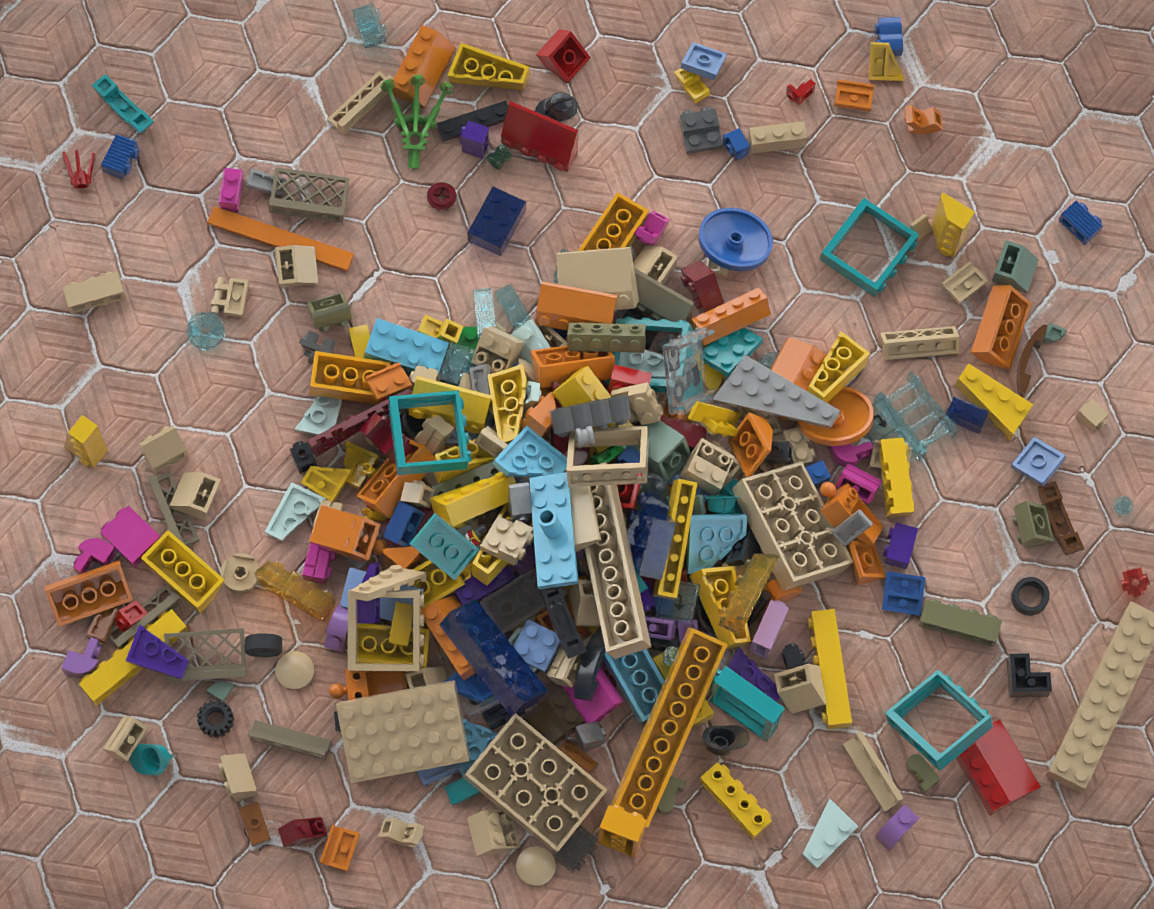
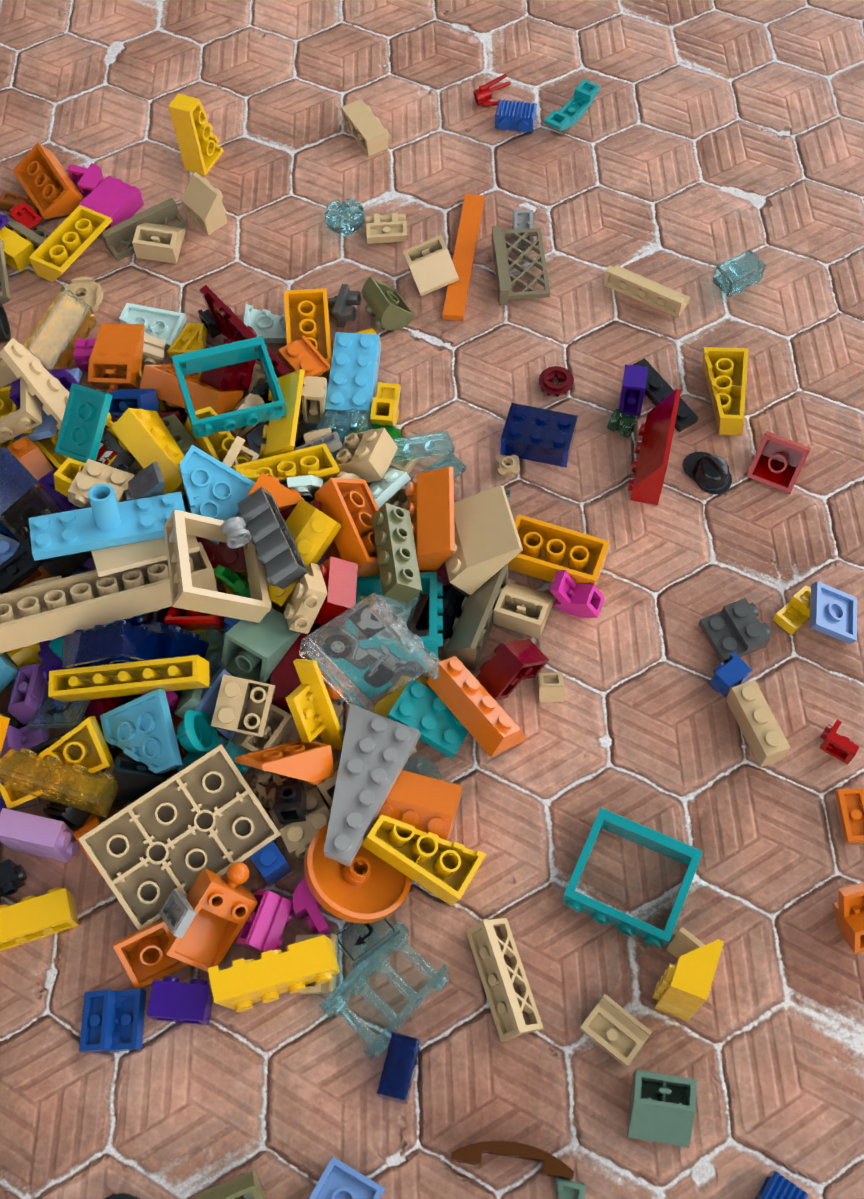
camera: 85 degrees right, 10 degrees down
(231, 189) = (502, 200): dark pink brick -> none
(415, 117) = (634, 336): bright green piece -> none
(417, 494) = (163, 400): tan brick -> none
(425, 57) = (700, 325): orange slope -> none
(512, 255) = (505, 470): none -> tan plate
(735, 239) = (589, 695): dish -> none
(959, 622) = (64, 1114): olive brick -> none
(1001, 327) = (557, 1102): orange slope -> none
(1005, 407) = (426, 1117): yellow wedge -> none

